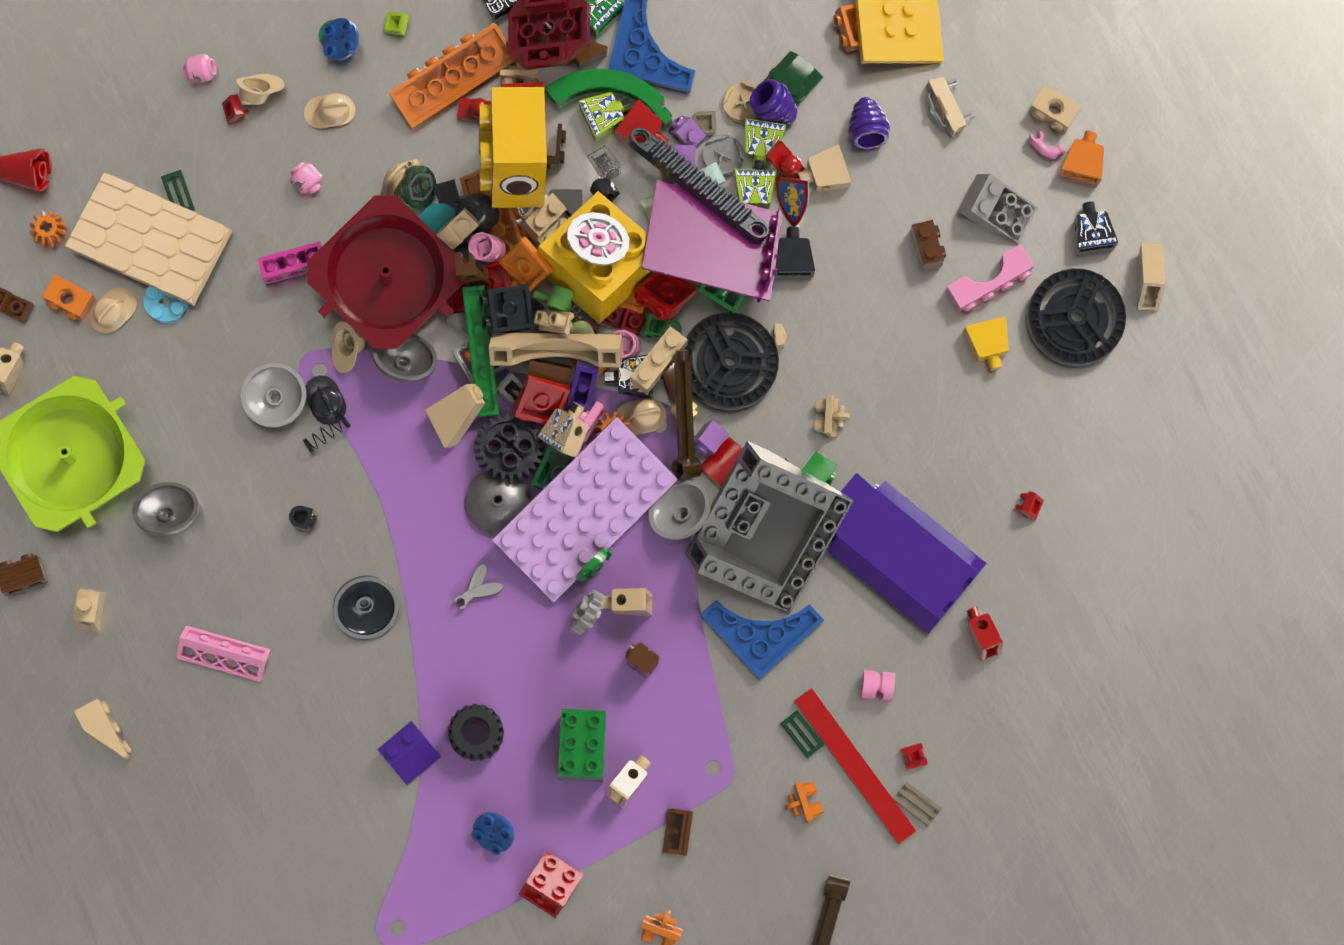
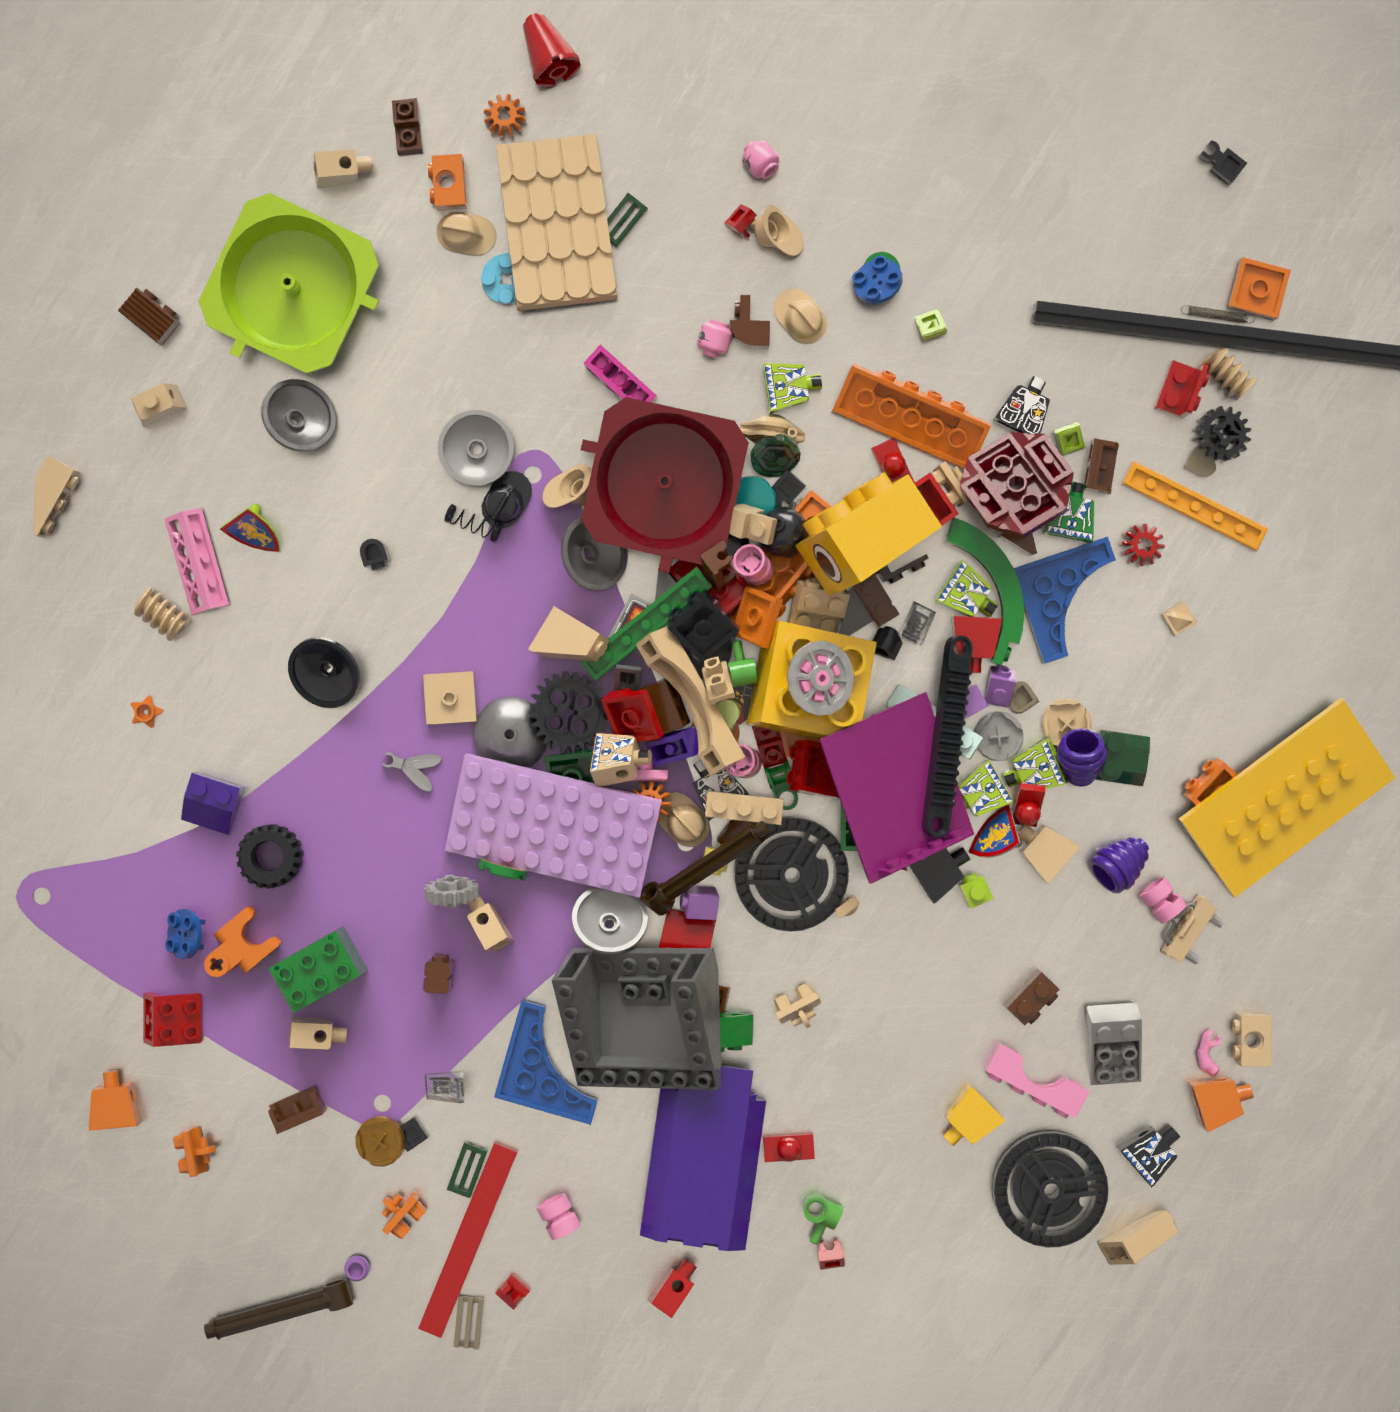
camera: 60 degrees right, 10 degrees up
(227, 596) = (252, 530): none -> shield
(246, 703) = (160, 615): none -> tan piece
(305, 757) = (139, 708): none -> orange plate
(317, 152) = (747, 332): none -> reddish brown brick
(373, 148) = (788, 385): none -> torso
(443, 529) = (450, 697): none -> tan plate
(529, 801) = (236, 948): none -> orange piece
(568, 179) = (876, 600): none -> reddish brown brick
(729, 709) = (445, 1086): none -> clear slope
(740, 784) = (380, 1141): none -> pearl gold tile
(749, 759) = (413, 1133): none -> black tile
(823, 237) = (975, 890): none -> lime brick
(825, 862) = (356, 1268): none -> medium lavender plate
(913, 110) = (1163, 900): none -> bright pink wheel
(930, 487) = (788, 1147): none -> red tile
(999, 489) = (827, 1217): none -> bright green piece

